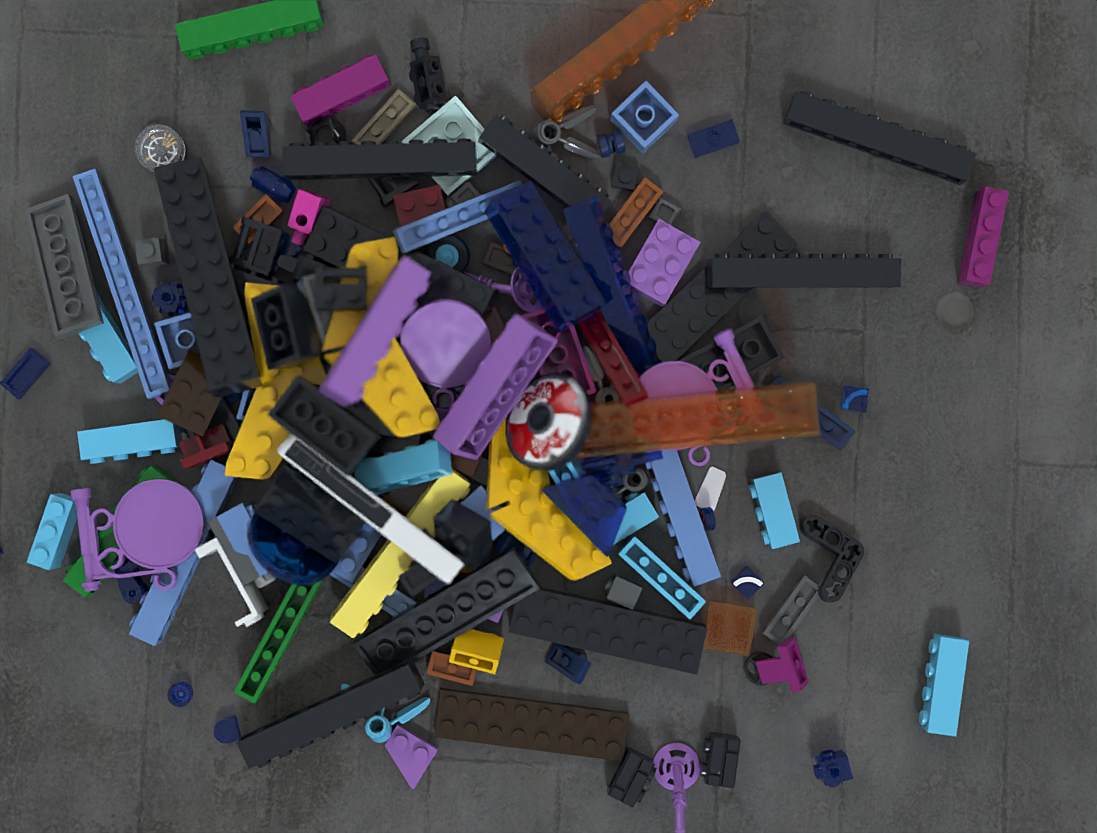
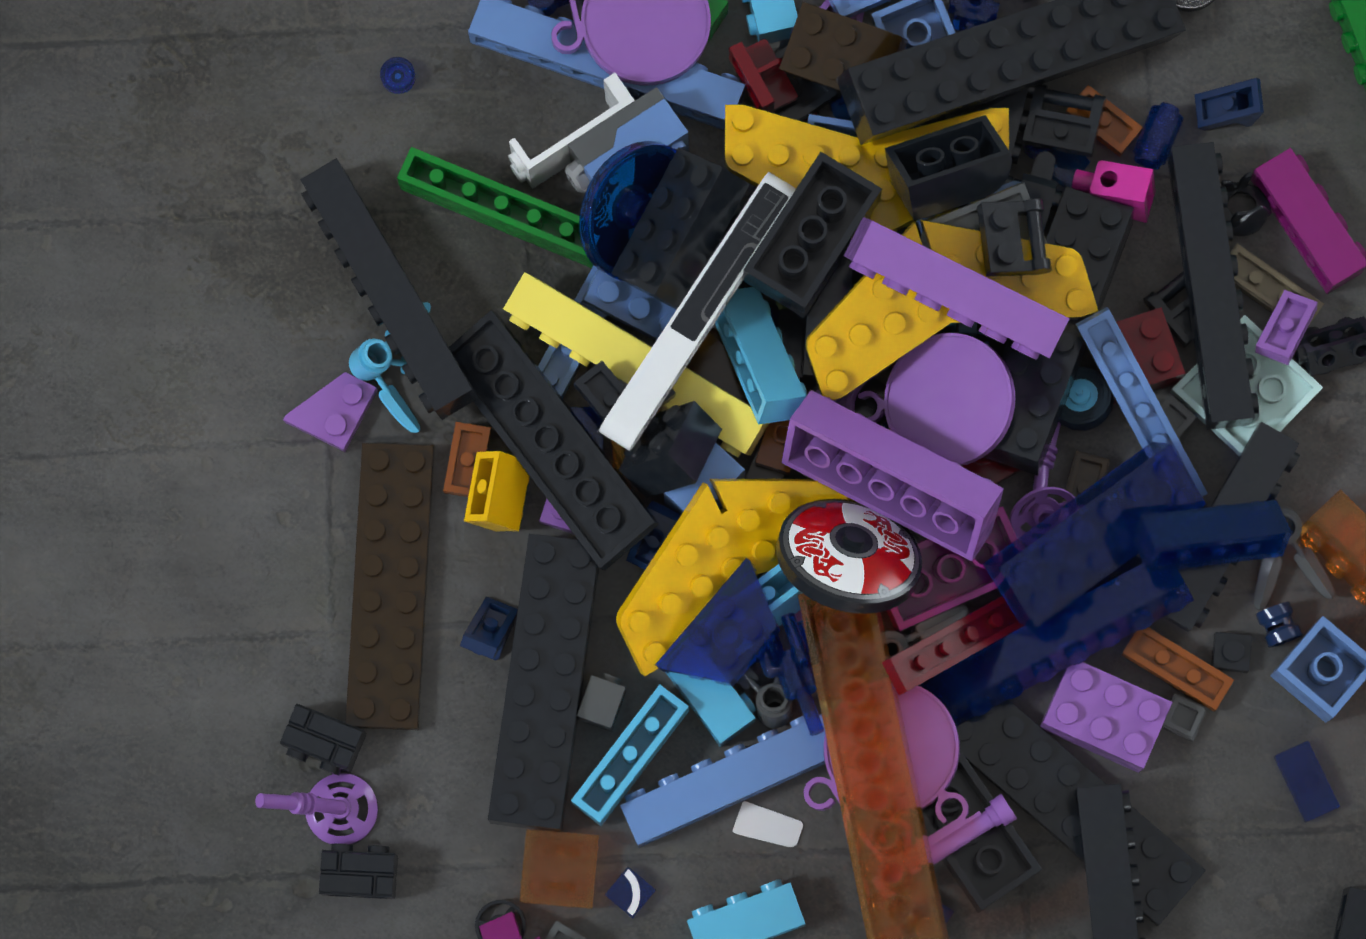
camera: 90 degrees right, 10 degrees down
(227, 730) = (350, 145): clear blue tile -> none
(413, 114) = (1286, 327): none -> medium lavender plate
(555, 178) = (1211, 535): none -> clear blue brick
(708, 518) = (723, 822): clear blue tile -> none

